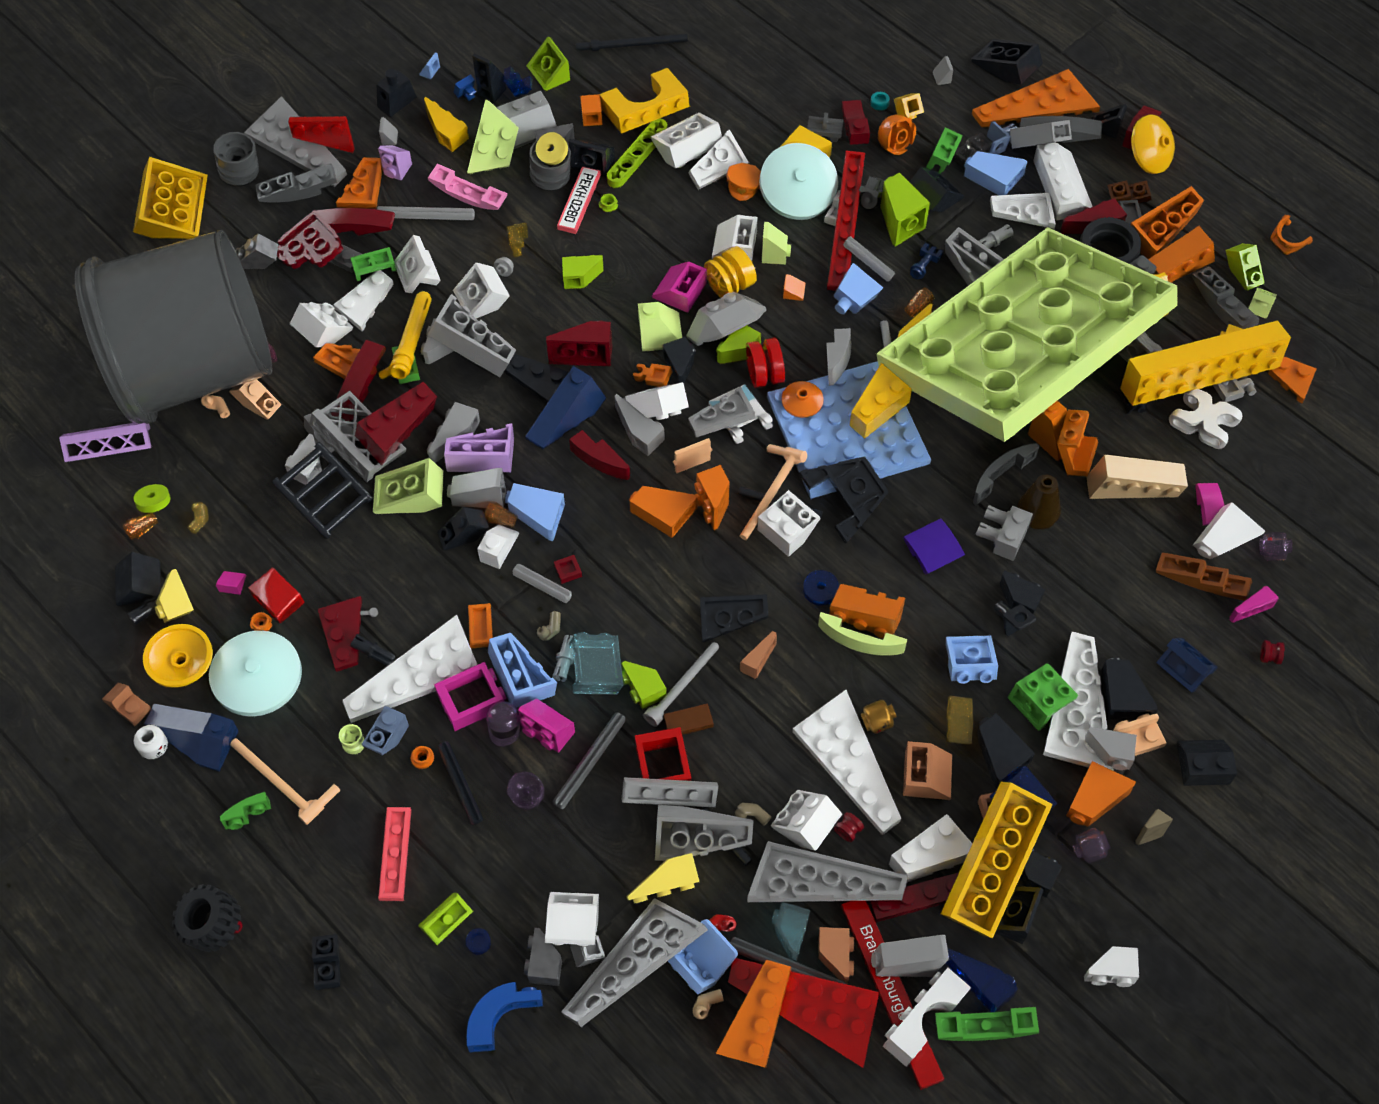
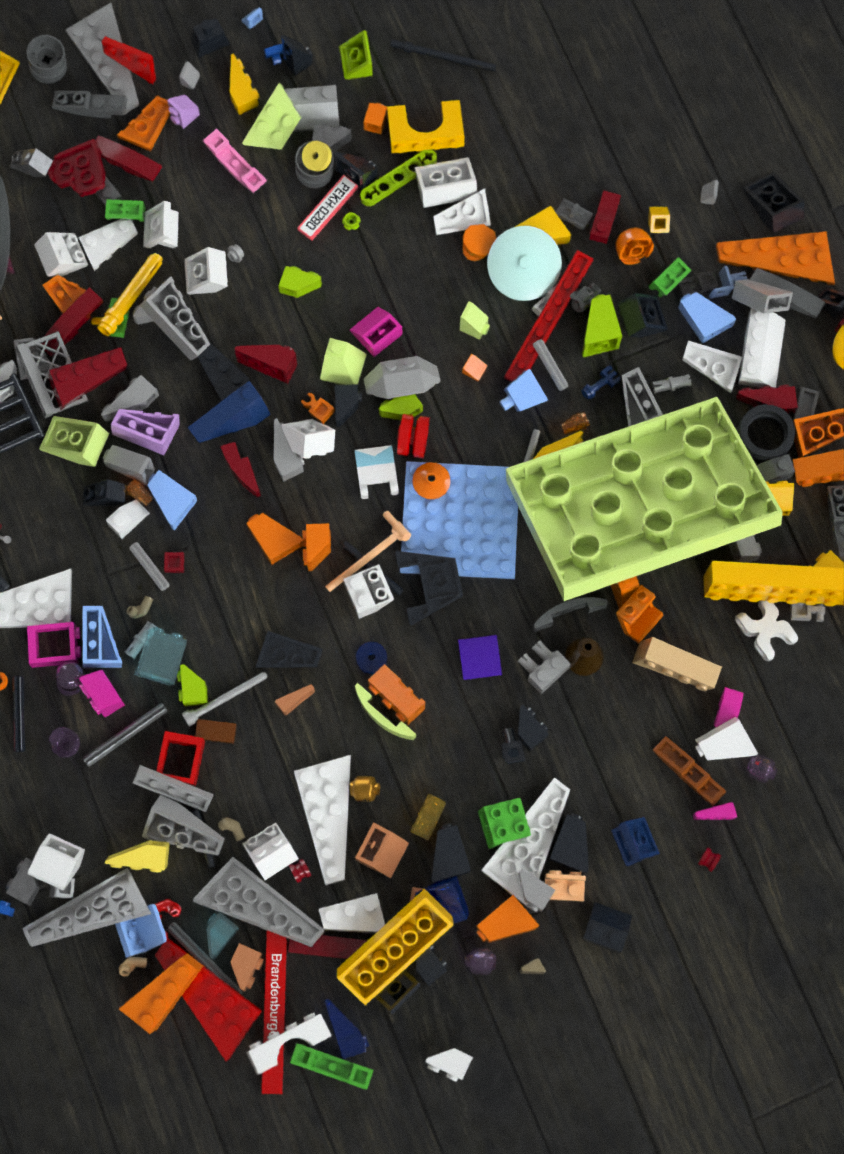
camera: 20 degrees right, 15 degrees up
(430, 213) = (191, 172): light grey axle -> none
(480, 625) = (86, 584): orange tile -> none
(515, 83) = (320, 65): clear blue bracket -> none
(516, 234) = (256, 225): clear yellow bracket -> none
(692, 455) = (322, 499): light nougat piece -> none
(726, 413) = (359, 470): light grey wing -> none
(730, 272) = (422, 335): yellow wheel -> none
(738, 232) = (444, 302): white slope -> none
(838, 354) = (479, 450): light grey slope -> none
(879, 402) = (491, 510): yellow wedge -> none
(880, 101) = (639, 201): teal tile -> none
(911, 957) = (295, 994): light grey slope -> none
(971, 659) = (462, 768): light blue plate -> none
(1122, 191) = (813, 380): reddish brown slope -> none

